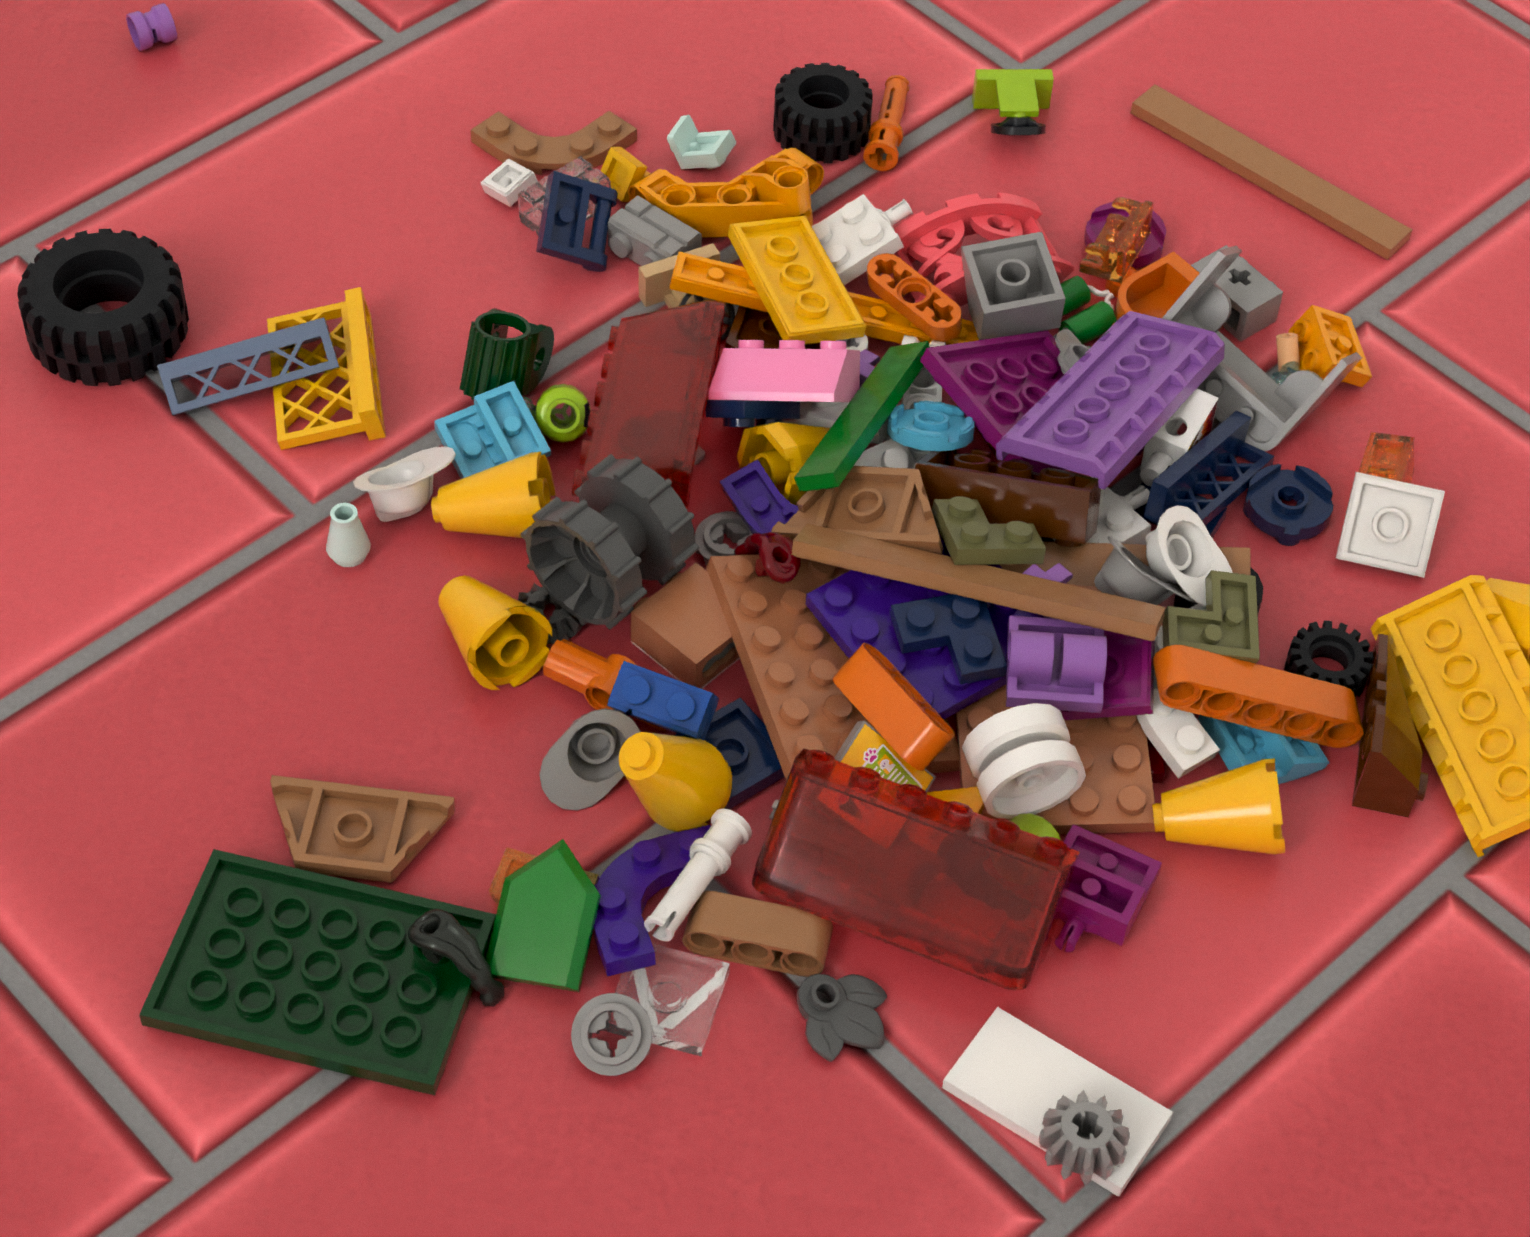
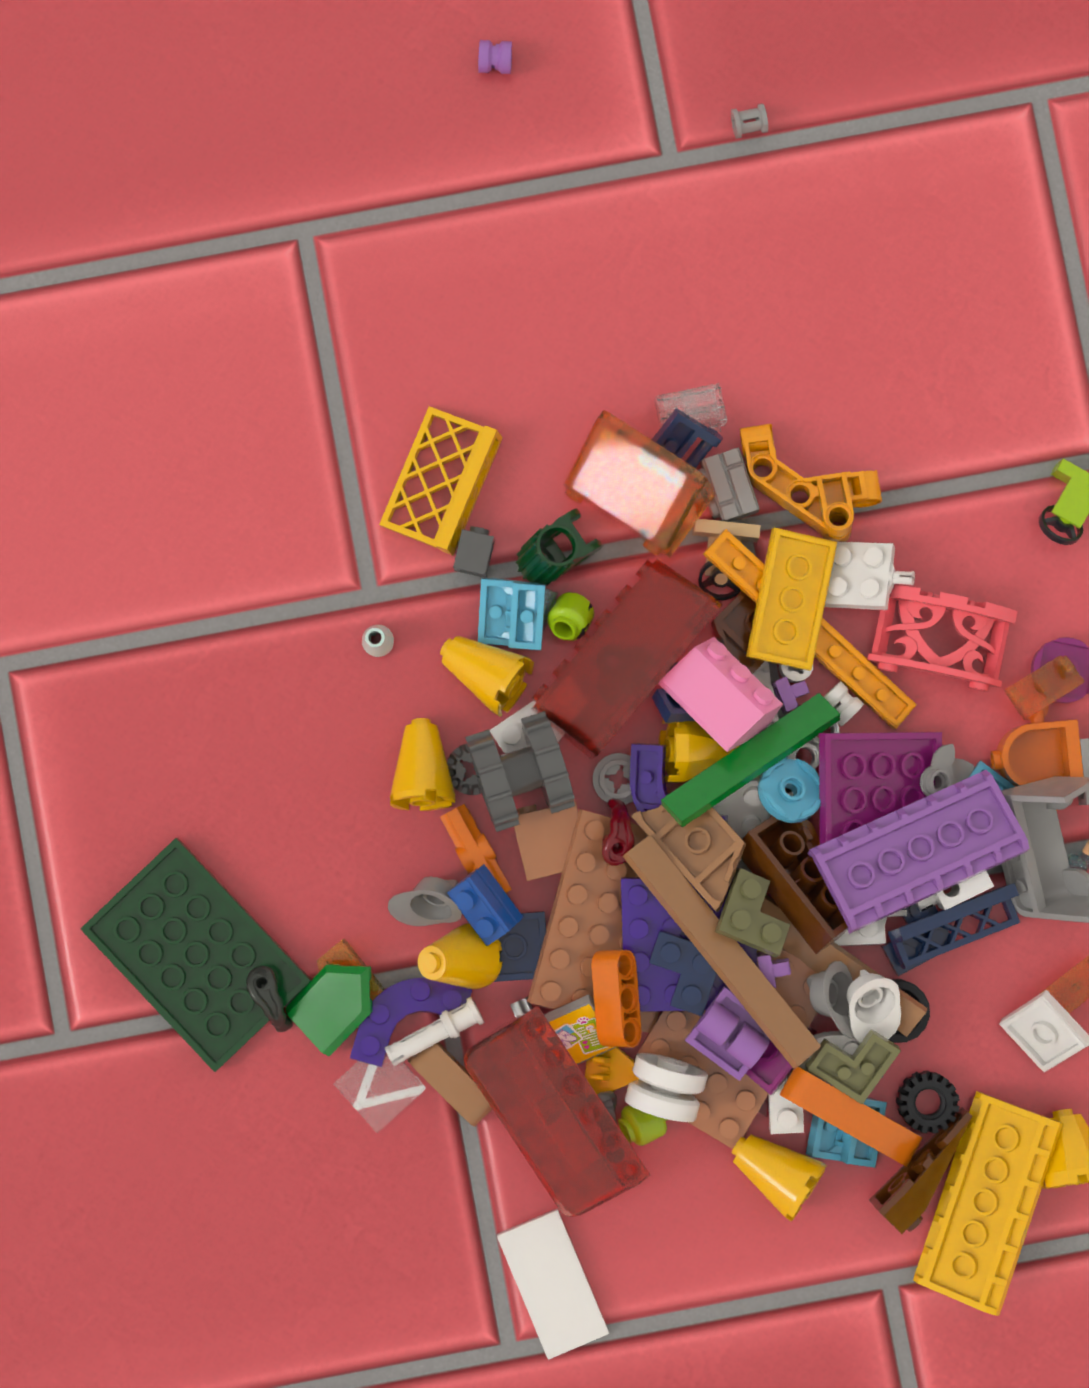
camera: 40 degrees right, 35 degrees up
(109, 343) = (310, 304): black tyre -> none
(243, 351) = (395, 441): sand blue fence -> none
(356, 827) = (265, 866): medium nougat wing -> none
(405, 484) = (437, 614): white piece -> none
(409, 413) = (474, 552): none -> dark grey brick
(507, 139) = (715, 354): medium nougat plate -> none
(508, 182) = (663, 367): white tile -> none
(555, 245) = (638, 484): none -> clear orange windscreen
(595, 1017) = (317, 1099): light grey gear -> none
(623, 171) = (746, 408): yellow tile -> none
(699, 149) = (818, 411): light aqua bracket -> none
(823, 111) = (941, 410): black tyre -> none
(846, 1018) = (471, 1162): dark grey plate -> none
(887, 132) = (963, 471): orange pin -> none
(917, 313) = (852, 636): orange beam -> none
(1012, 286) = (933, 696): light grey slope -> none
(1079, 1155) = (537, 1340): light grey gear -> none
(1091, 321) = (974, 705): green piece -> none
(1104, 888) = (674, 1169): magenta plate -> none
(1283, 521) = (1015, 977): dark blue plate -> none

